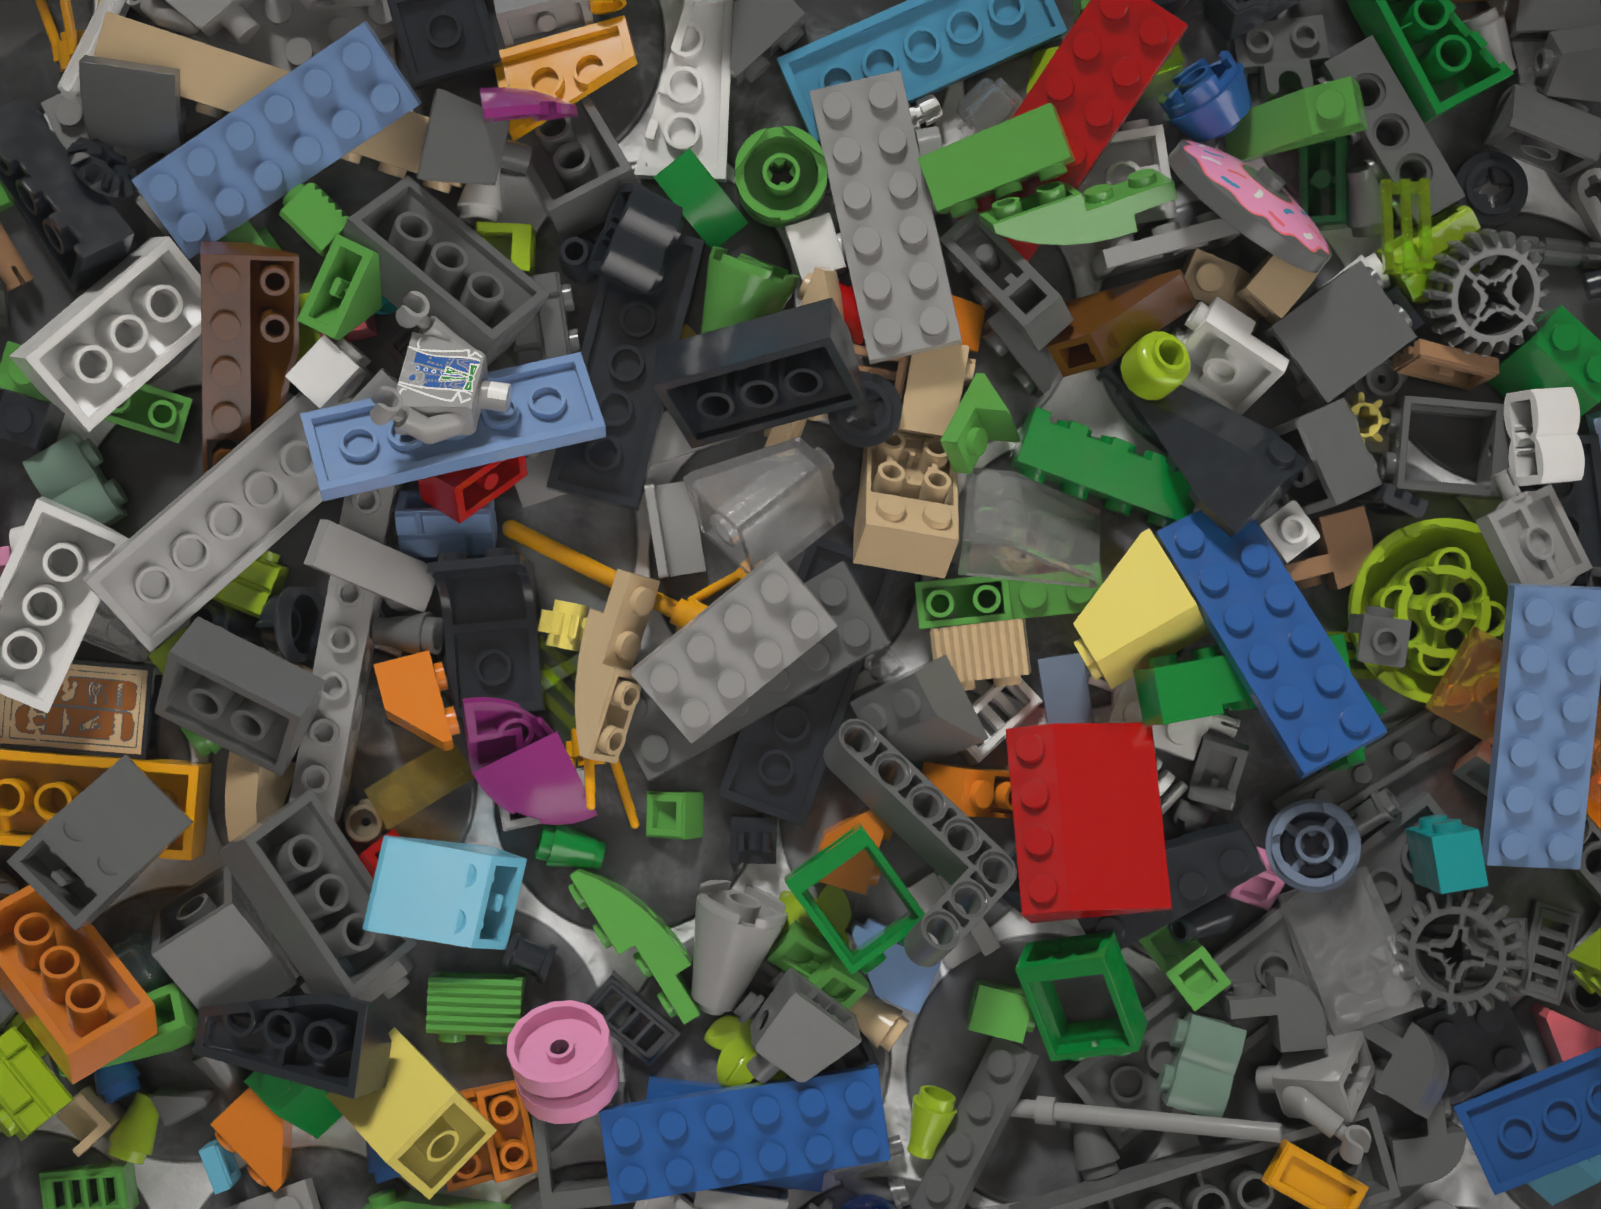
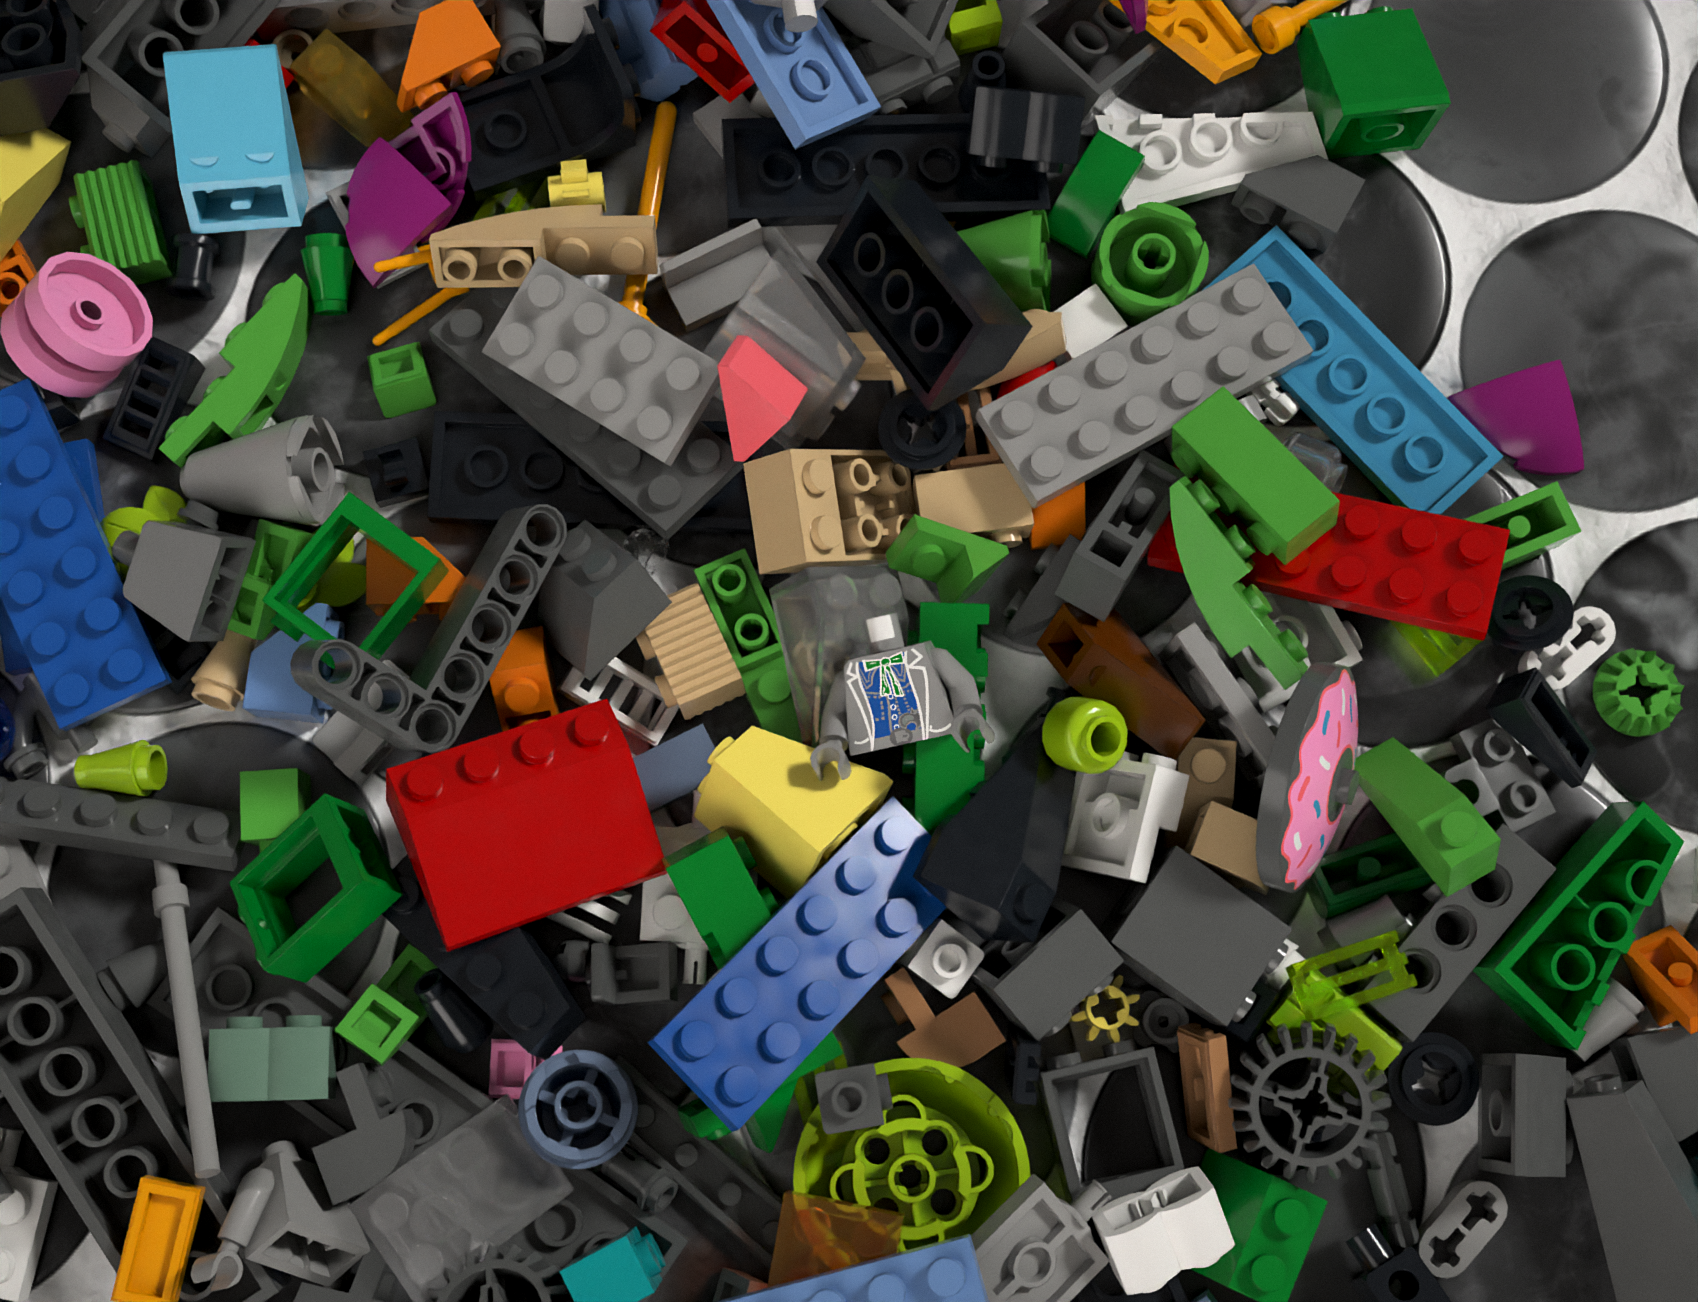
camera: 60 degrees right, 10 degrees down
(809, 534) = (756, 395): none -> coral slope
(1090, 503) = (896, 699): none -> light grey torso
(1207, 98) = (1410, 706): blue cone -> none

